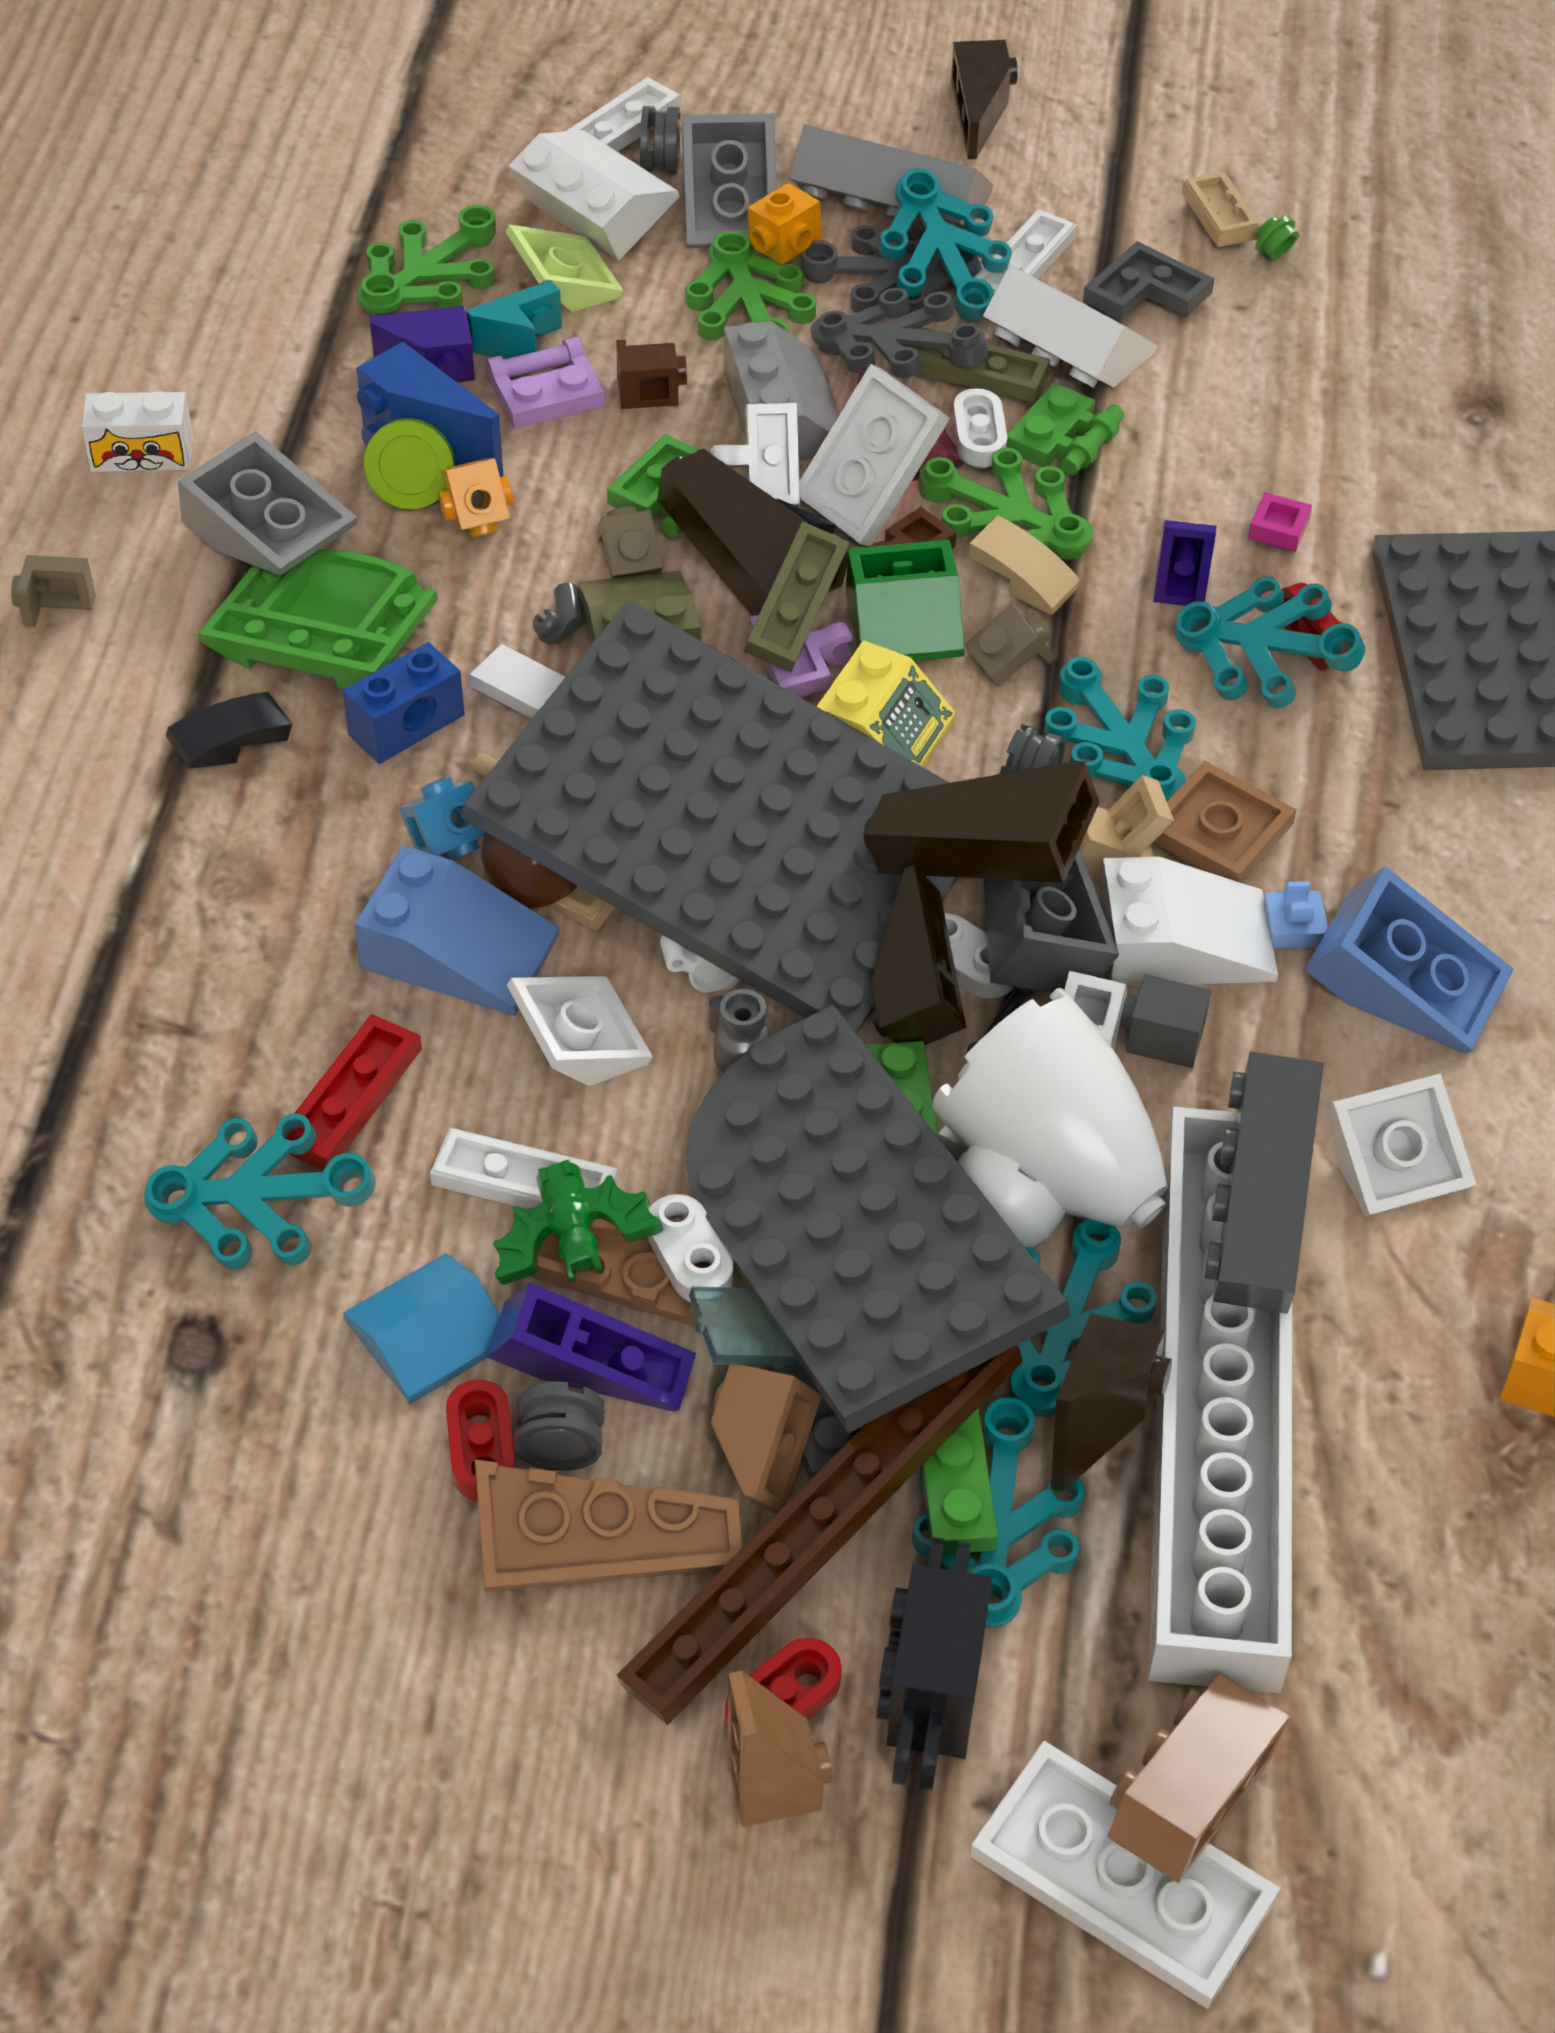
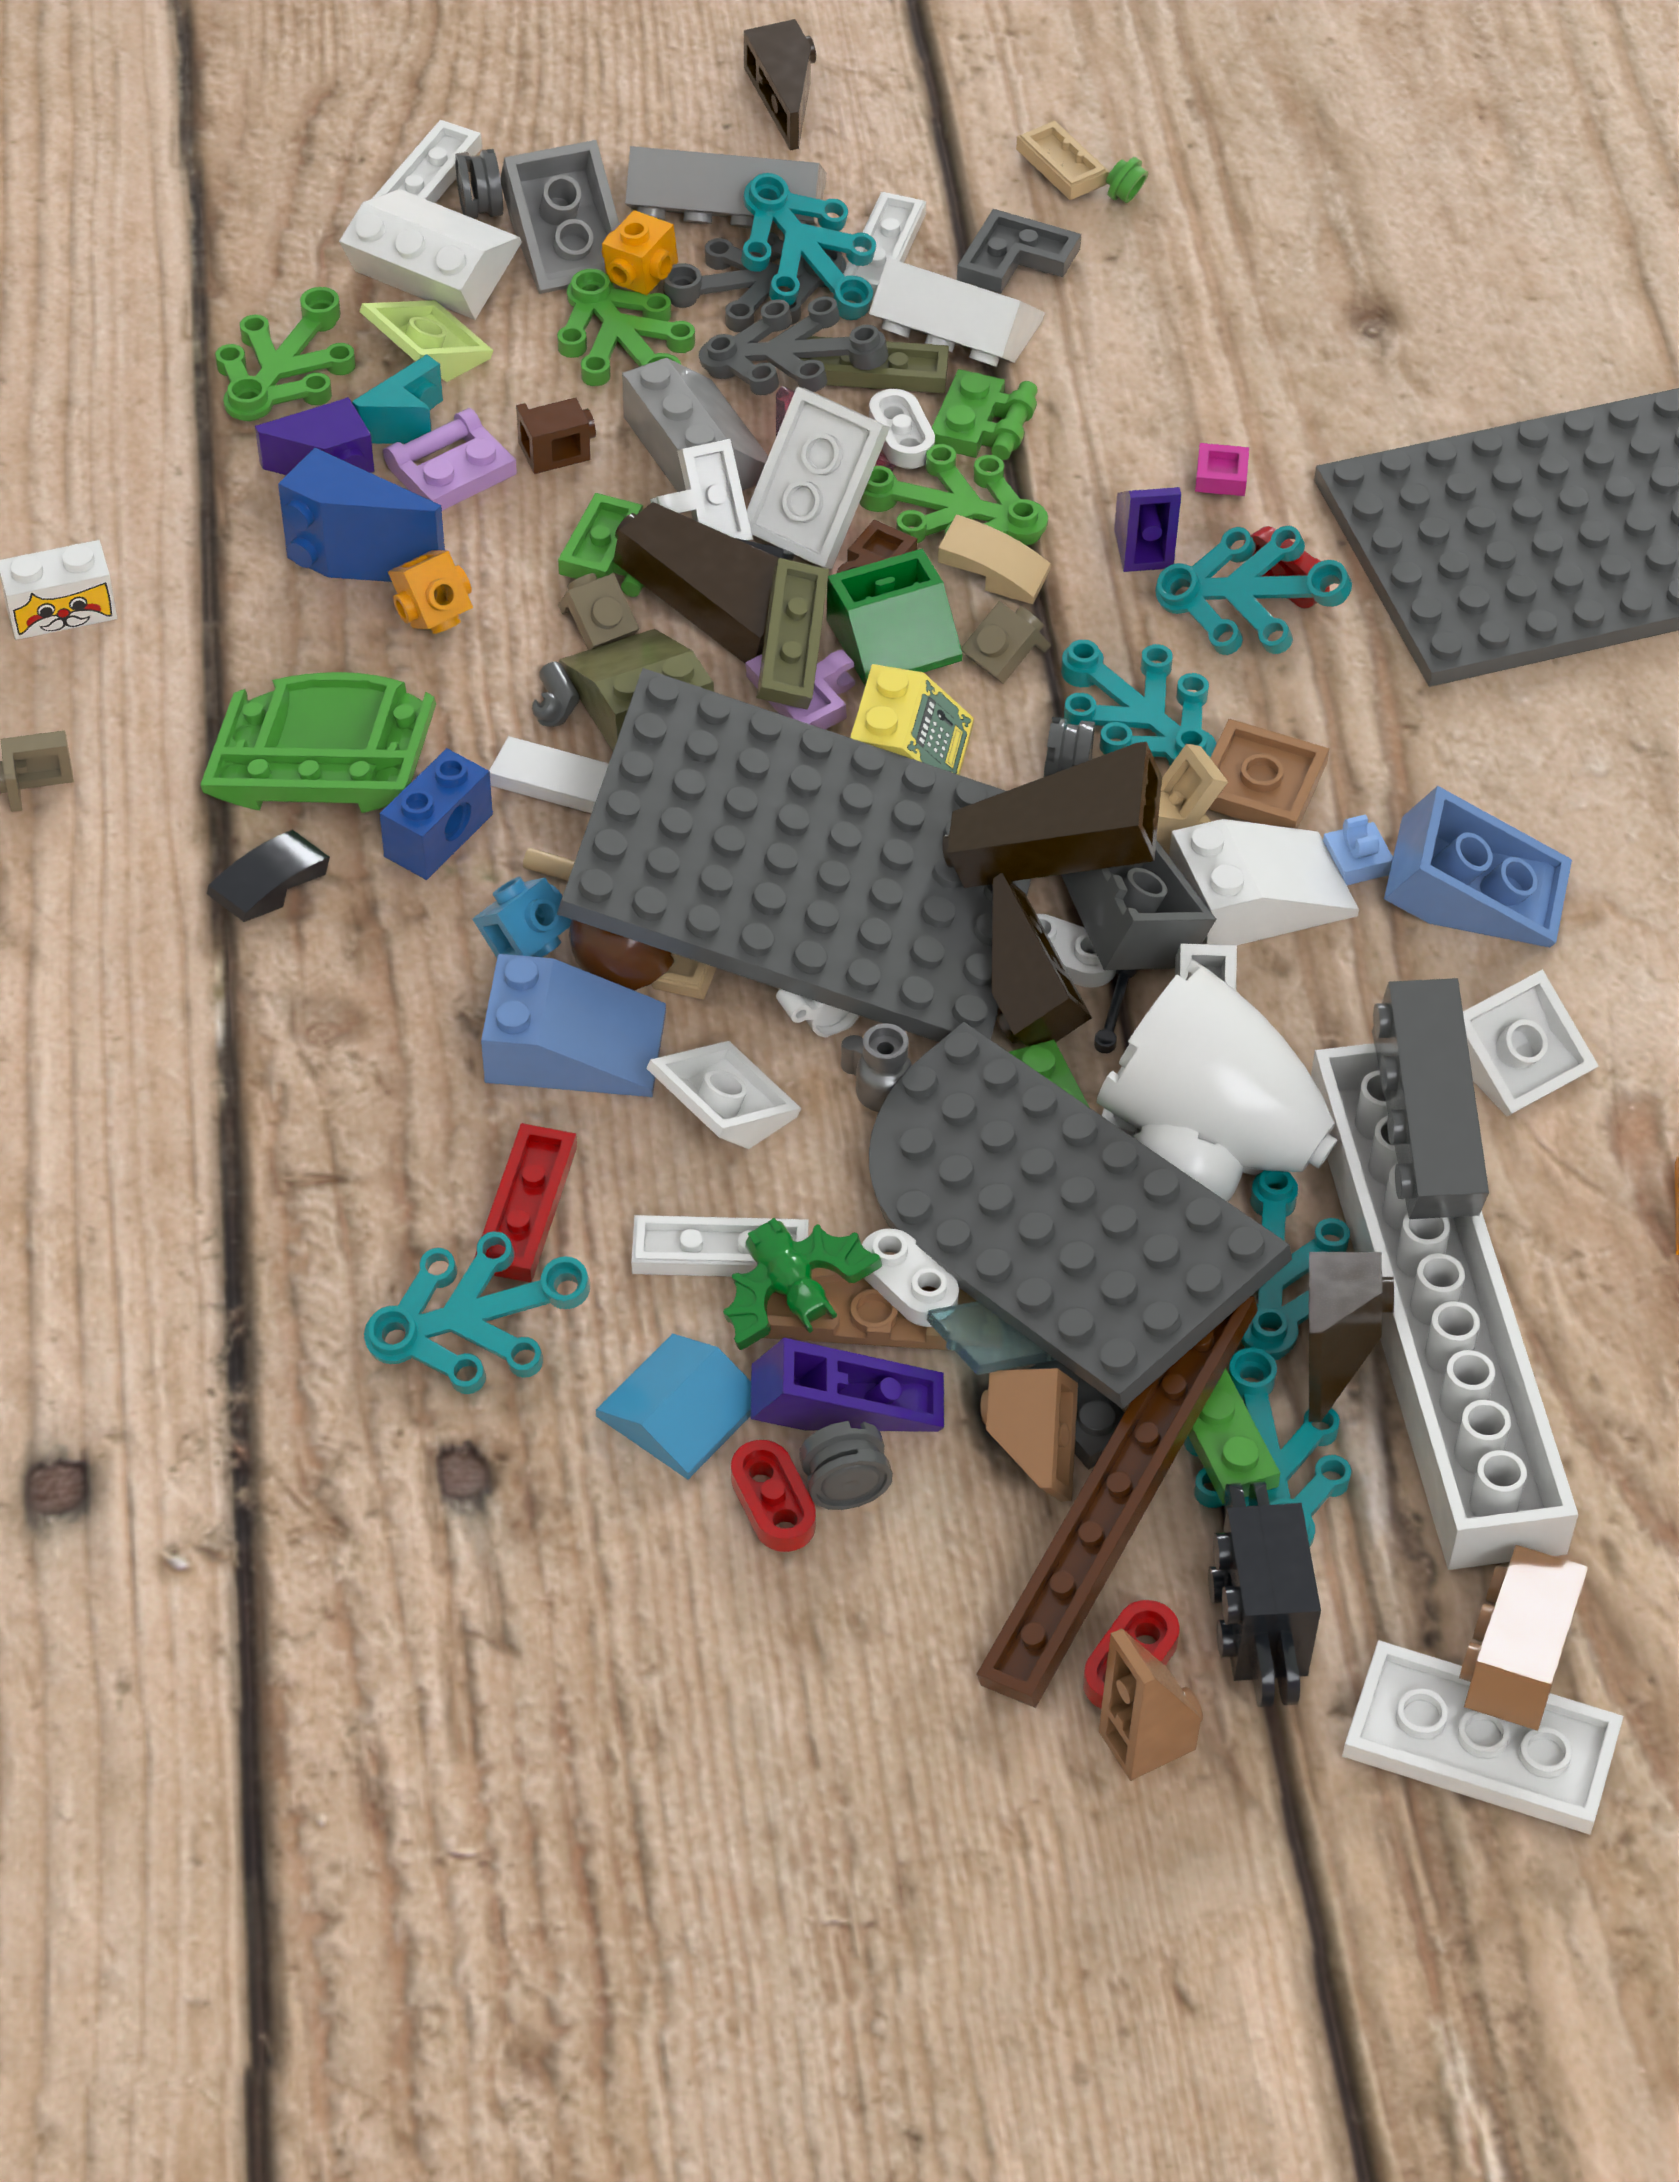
camera: 15 degrees left, 0 degrees up
(260, 507) = (221, 645): light grey slope -> none
(406, 463) = (350, 571): lime piece -> none
(582, 1530) = (895, 1555): medium nougat wing -> none
(1166, 1020) = (1275, 972): dark grey brick -> none

